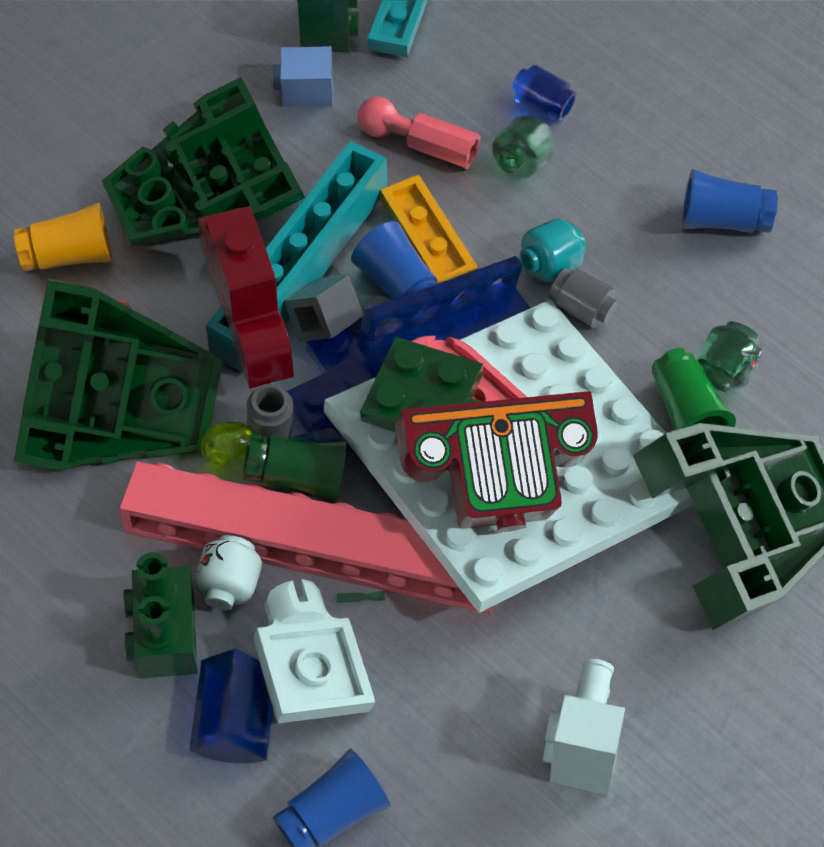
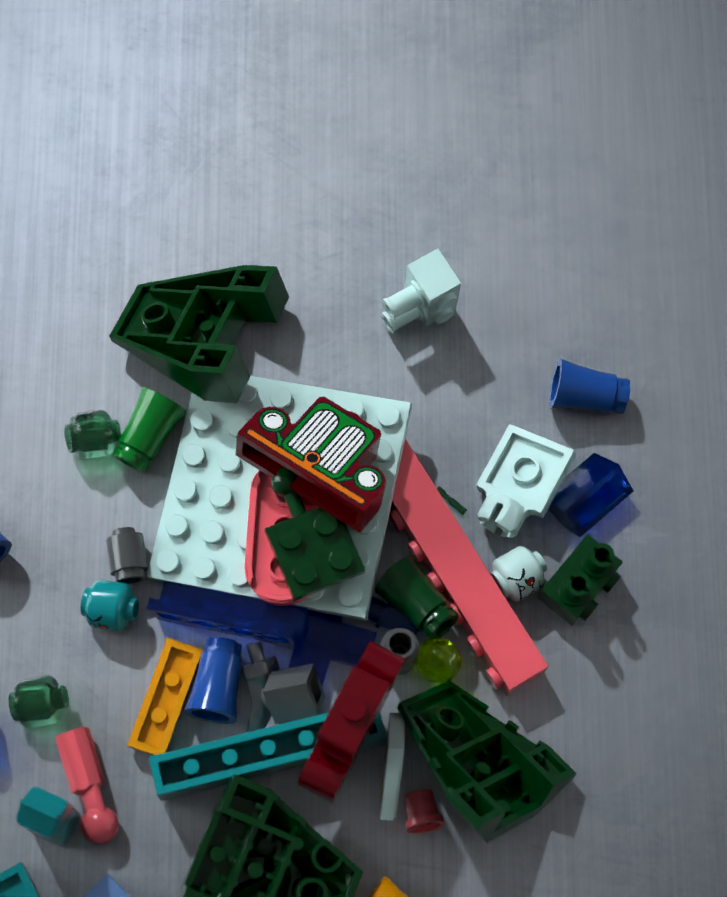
camera: 140 degrees left, 15 degrees up
(178, 305) = (392, 767): none -> light aqua tile
(416, 62) = (47, 816): none -> teal piece

